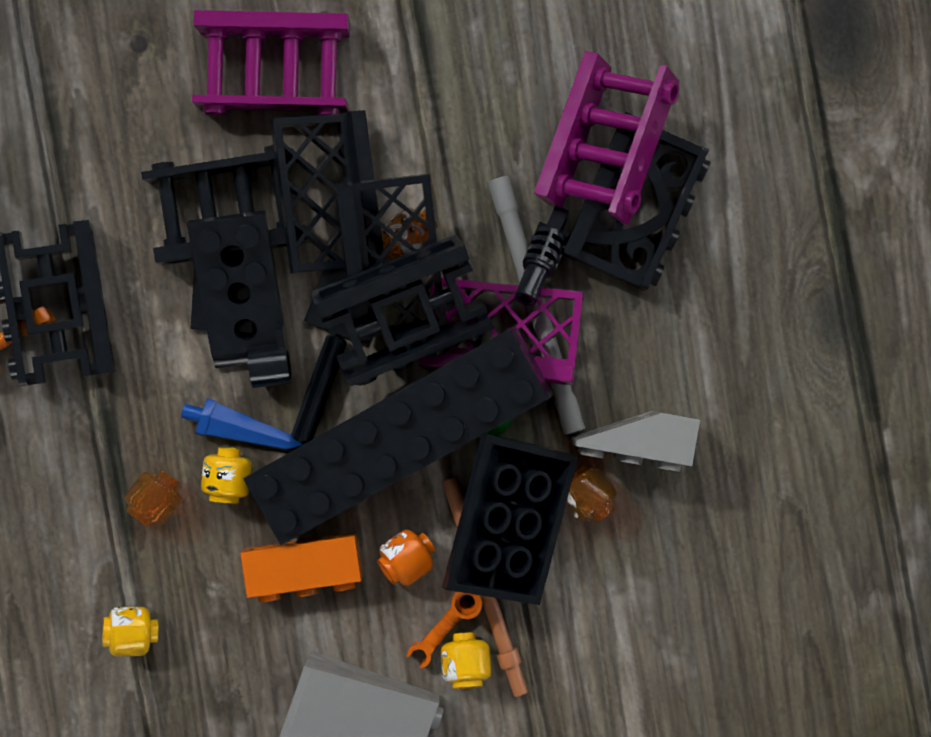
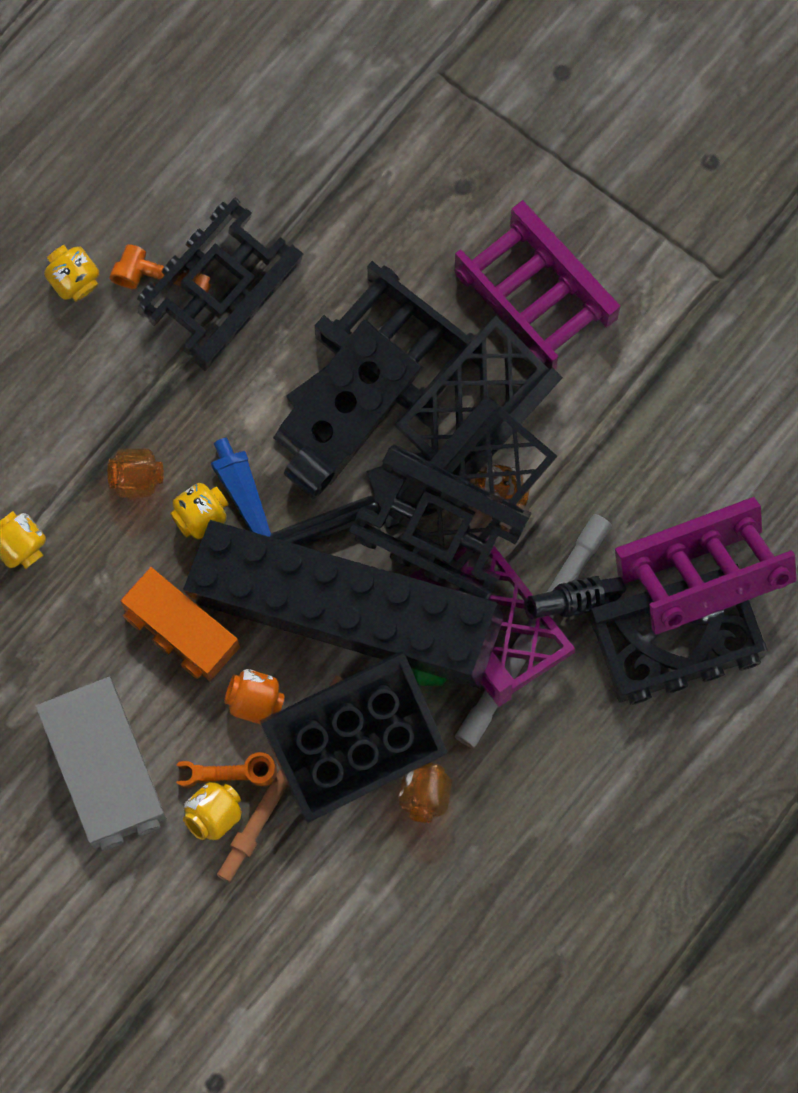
camera: 55 degrees right, 15 degrees down
(651, 435) = (511, 792): light grey slope -> none

